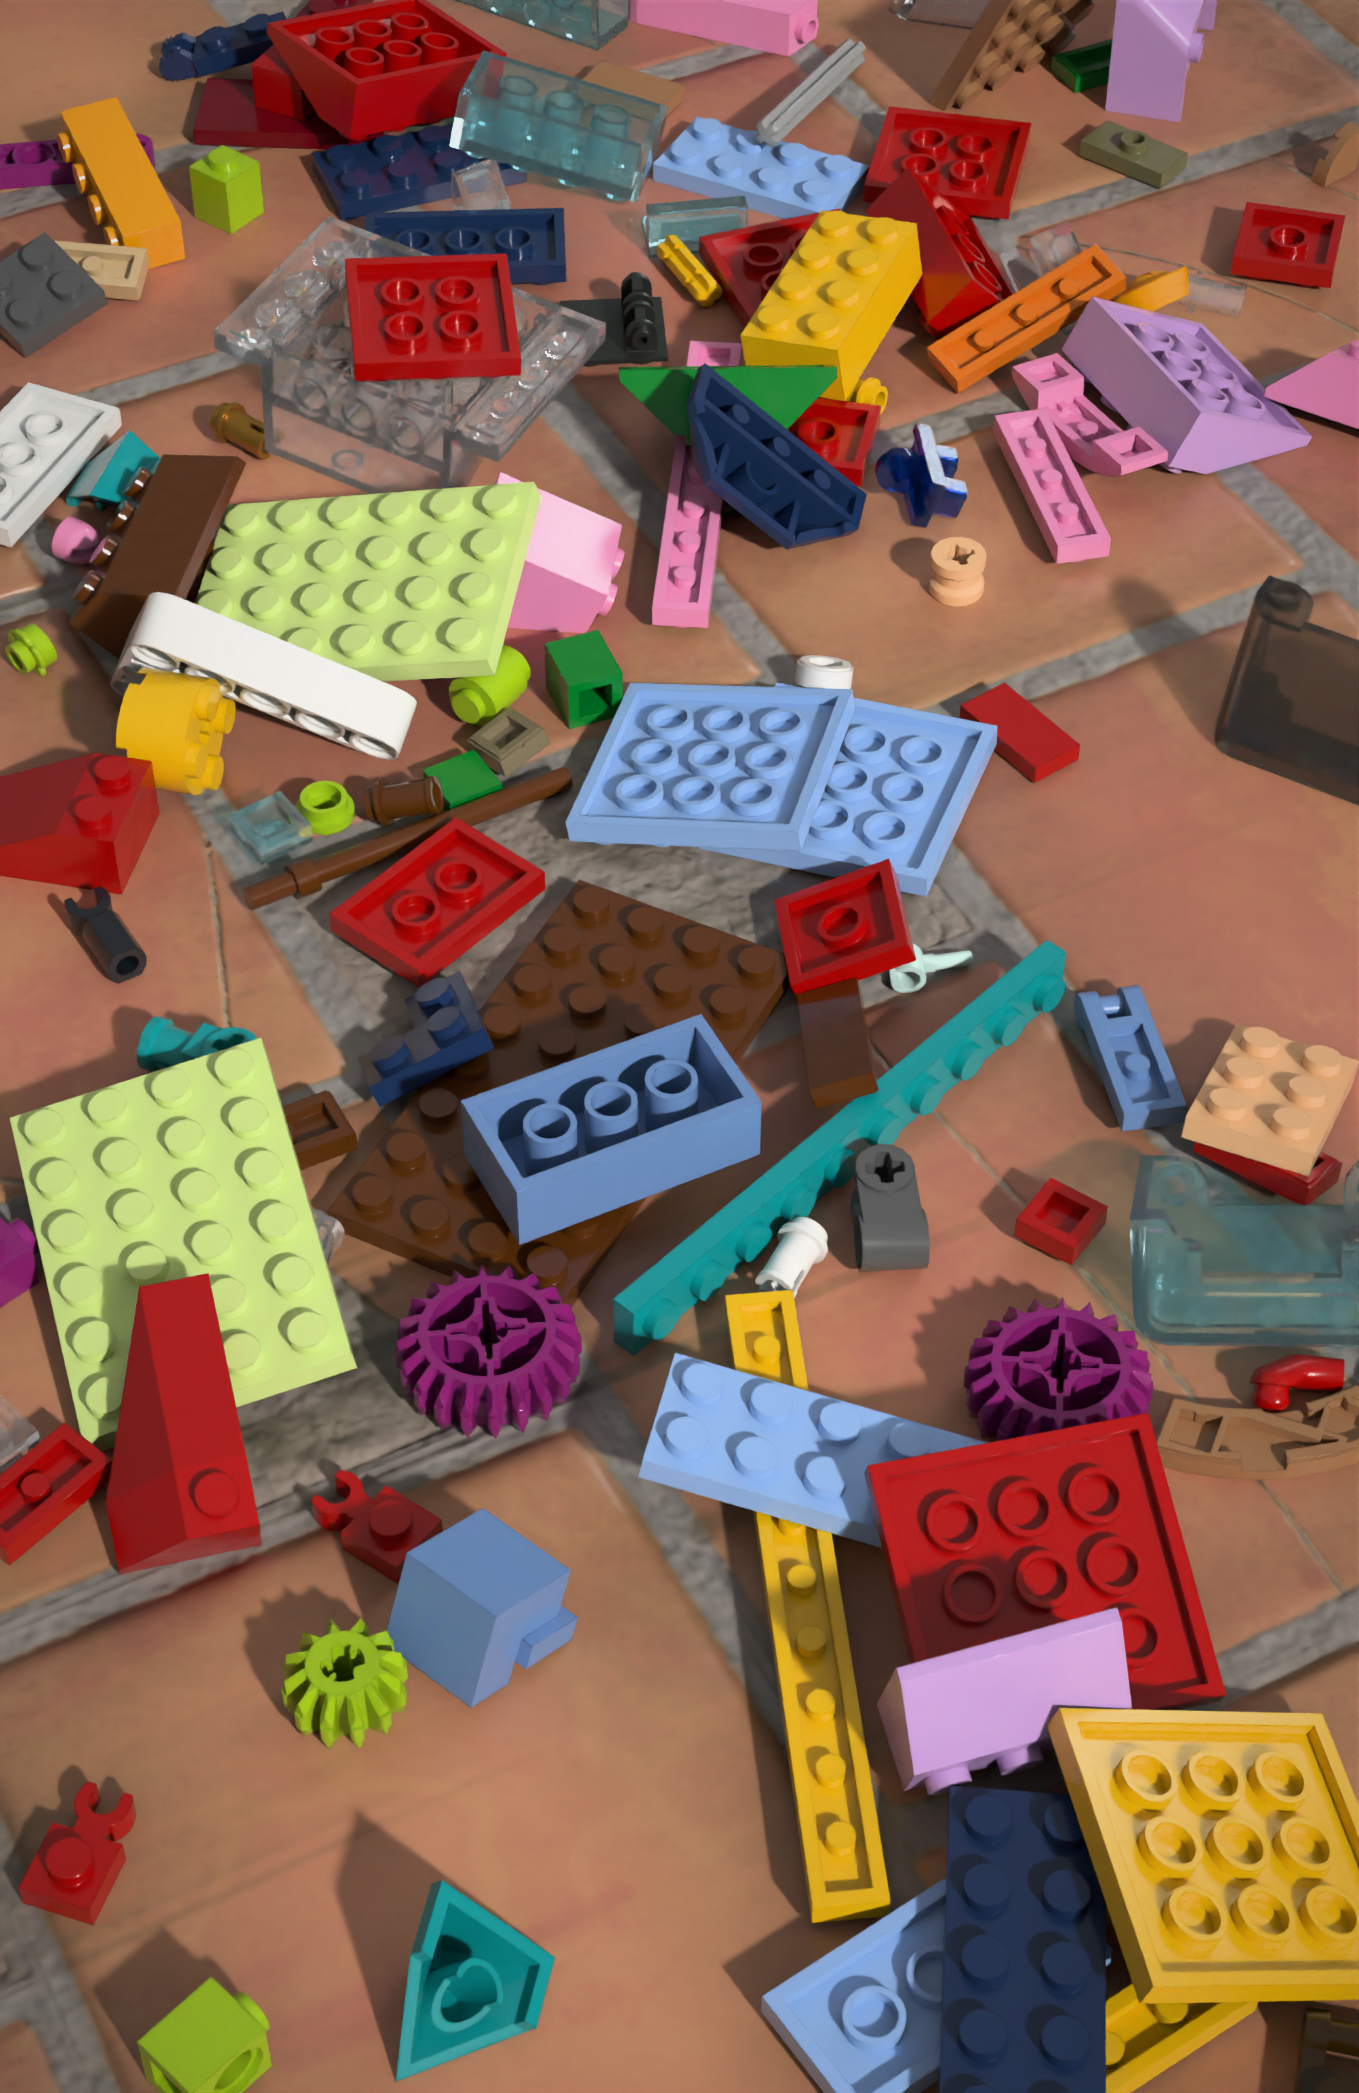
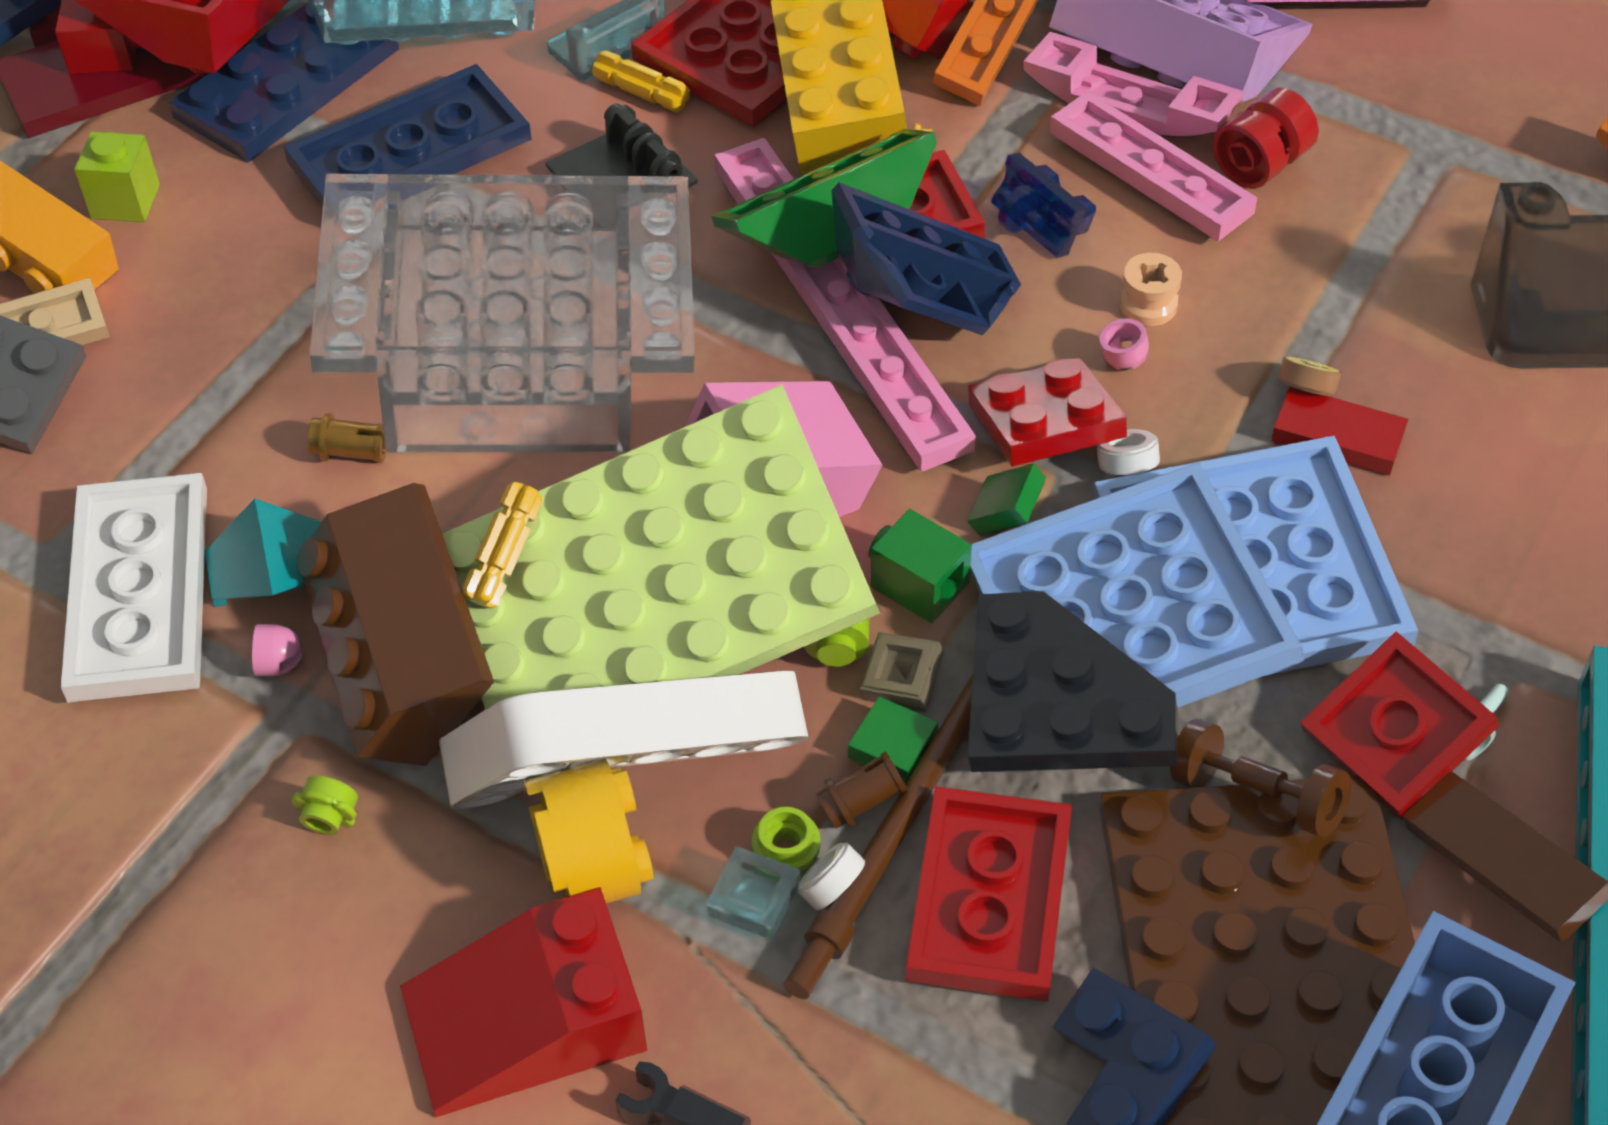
camera: 30 degrees left, 5 degrees up
(262, 519) = (502, 545): none -> yellow axle
(330, 837) = (830, 875): none -> white tile
(432, 317) = (531, 245): red plate -> none
(479, 187) = (377, 77): clear slope -> none
(592, 794) = (1061, 694): none -> black plate
(695, 664) = (1006, 499): none -> green tile
(717, 934) = (1320, 800): none -> reddish brown wheel
(784, 618) = (1047, 411): none -> red plate
(895, 601) = (1118, 332): none -> bright pink hinge
(1026, 681) = (1309, 376): none -> medium nougat tile
(1169, 497) = (1265, 138): none -> red wheel

